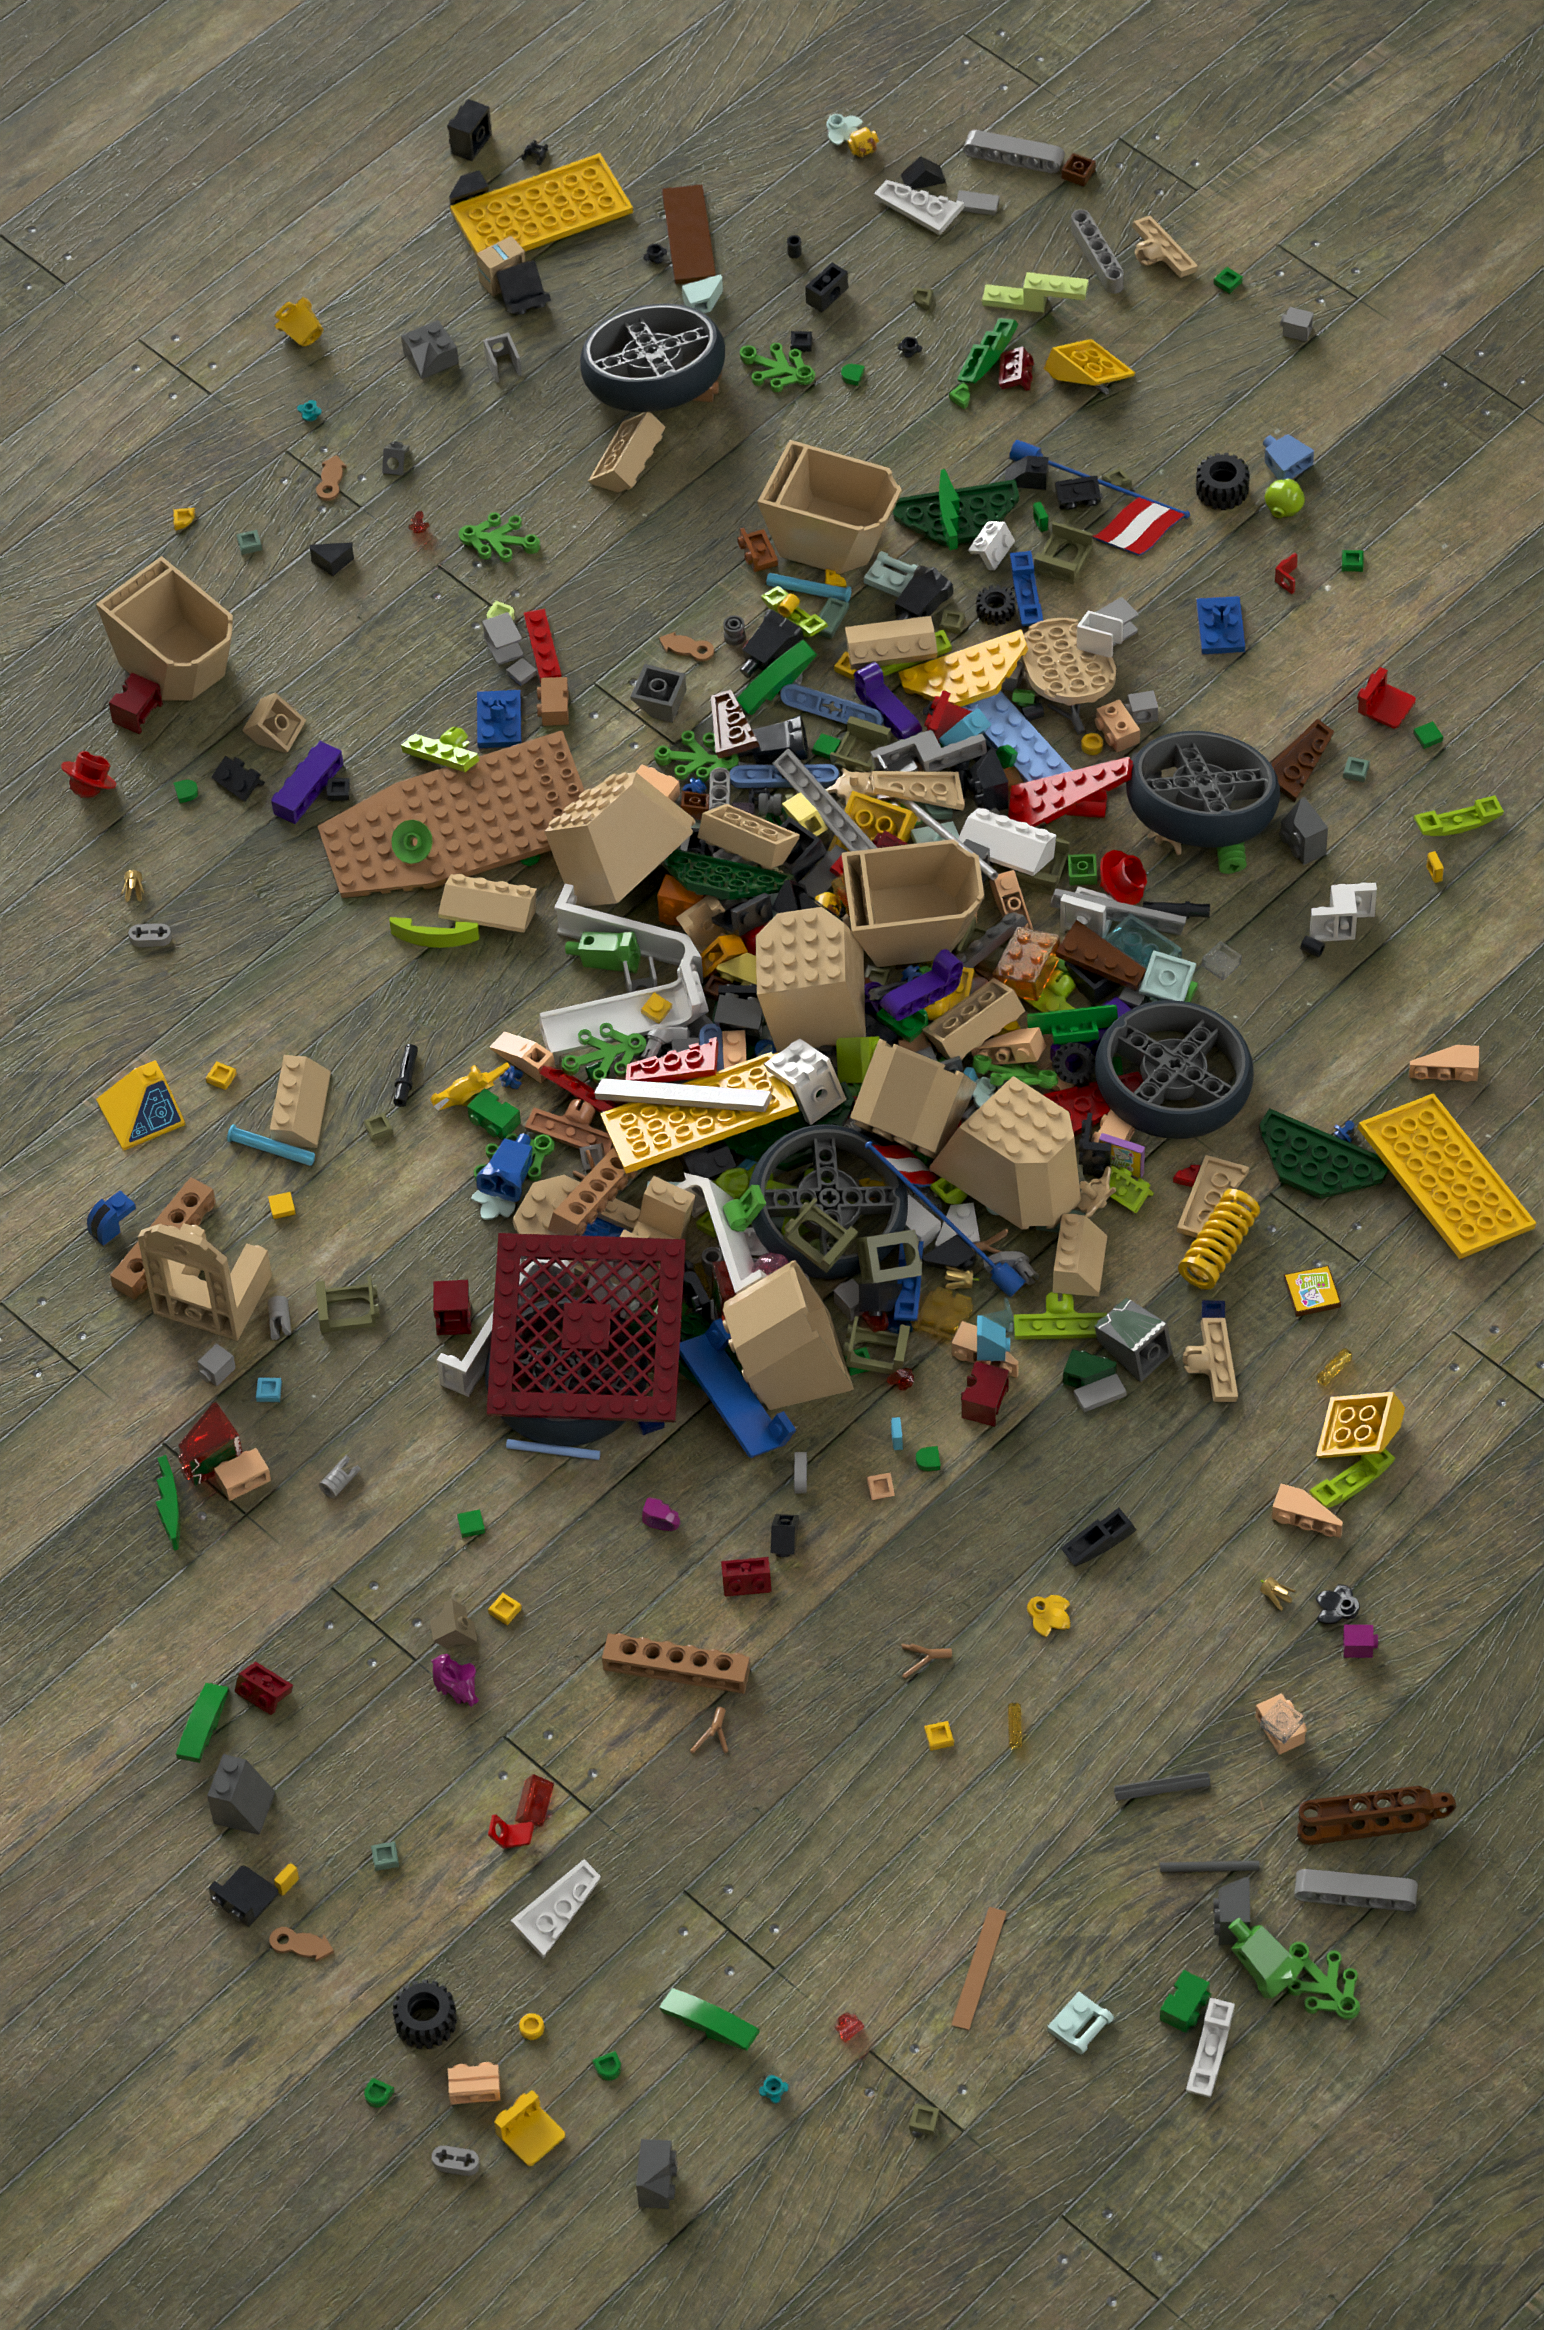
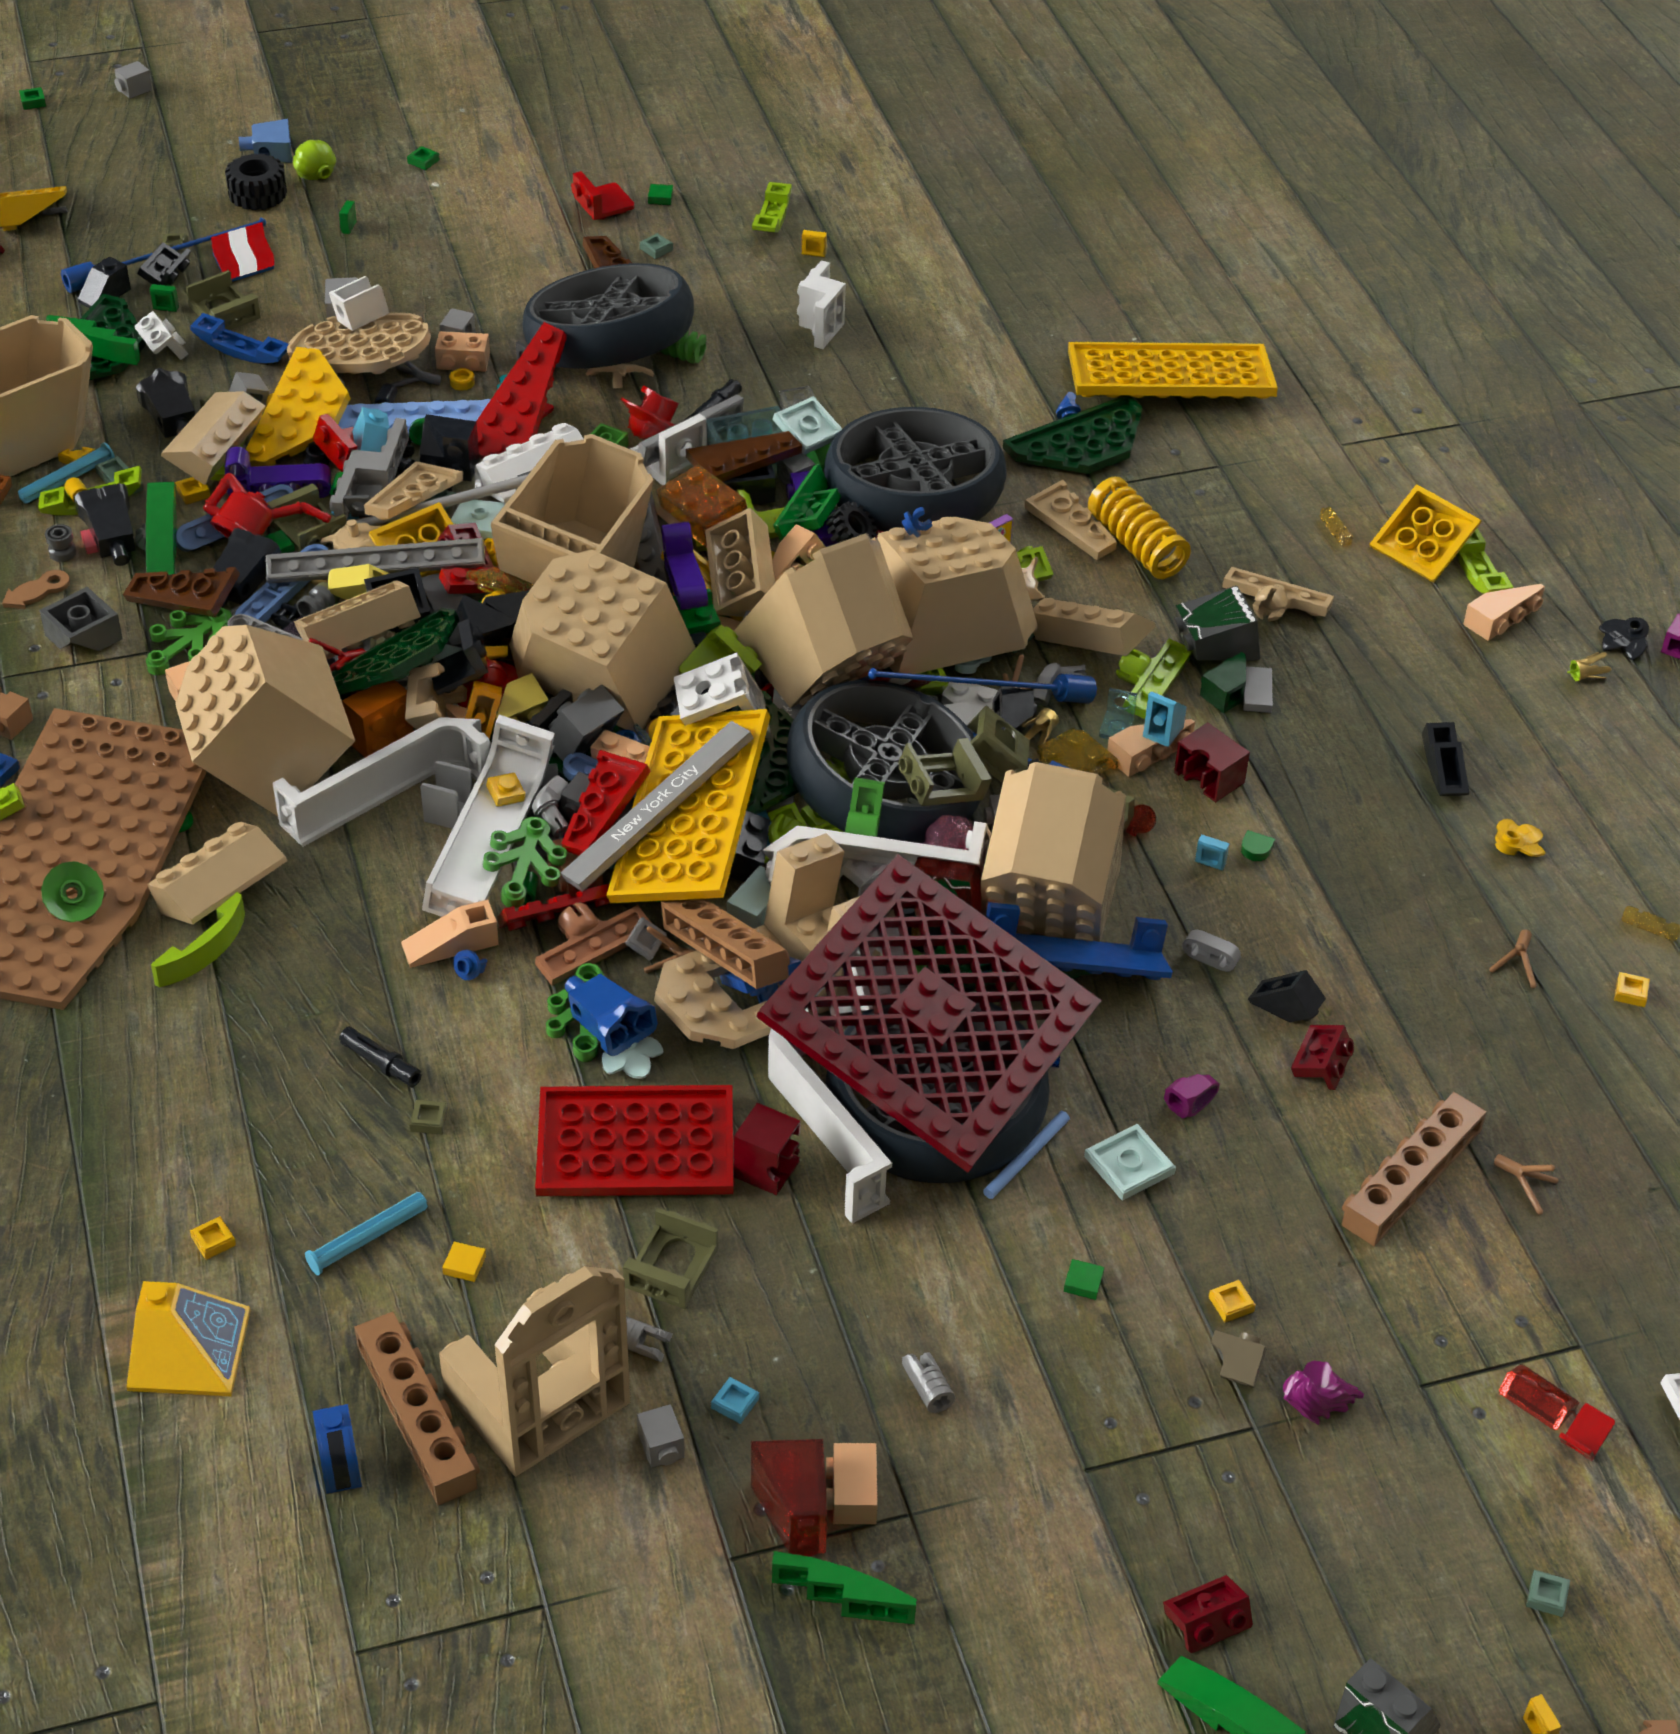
camera: 65 degrees left, 10 degrees down
(300, 1102) = (327, 1175): tan slope -> none
(424, 1237) = (635, 1140): none -> red plate
(467, 1087) = (454, 1003): yellow animal -> none
(492, 1115) = (510, 1000): green brick -> none
(580, 1506) = (1129, 1162): none -> light aqua plate
(607, 950) = (379, 804): bright green piece -> none
(692, 851) = (343, 657): none -> red plant
(826, 712) = (249, 509): none -> red piece
(880, 1486) = (1266, 898): light nougat slope -> none
(887, 579) = (118, 422): light aqua plate -> none
(968, 631) = (251, 384): none -> light grey brick
(995, 614) = (228, 362): black tyre -> none
(1020, 1090) = (912, 524): none -> blue plate
(1023, 697) = (364, 393): bright green plate -> none
(1187, 1176) = (1035, 526): red tile -> none
(1213, 1309) = (1211, 576): clear blue tile -> none
(1220, 625) = (410, 252): blue plate -> none
(1228, 561) = (347, 217): none -> green tile
(1282, 571) = (395, 192): red bracket -> none
(1304, 832) = (710, 287): dark grey slope -> none
(1312, 946) = (834, 345): black hinge -> none
(1312, 1291) = (1234, 505): tile -> none
(1452, 1063) = (1046, 318): light nougat slope -> none

